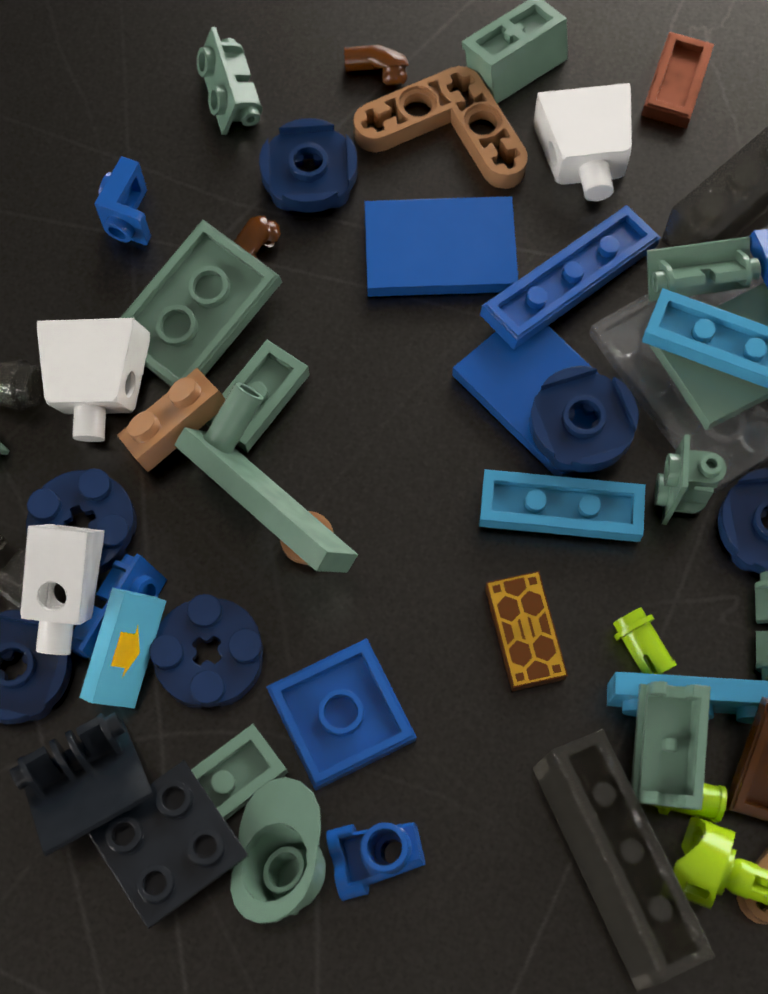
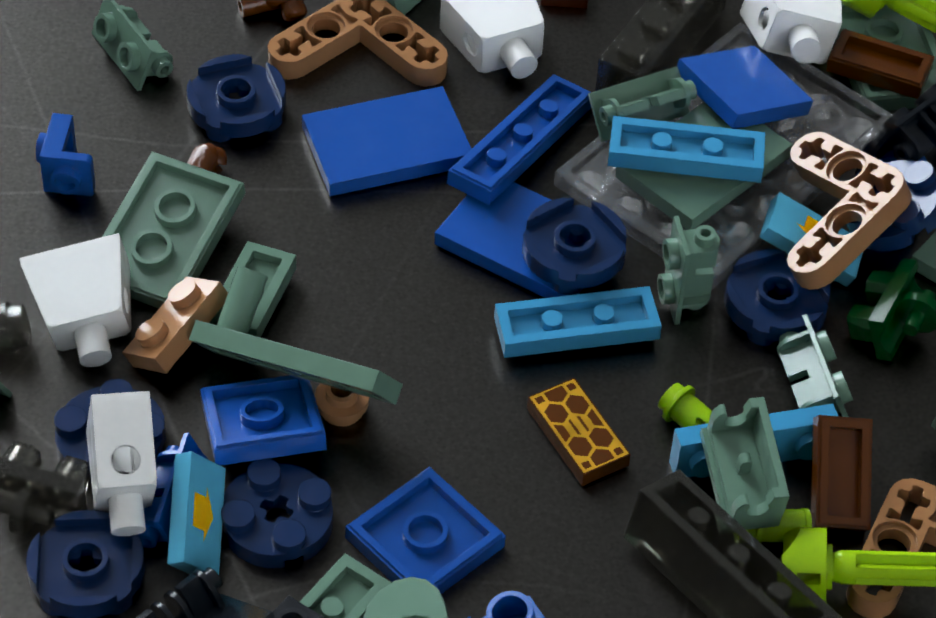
camera: 20 degrees left, 20 degrees down
(217, 550) = (262, 419): none -> blue tile

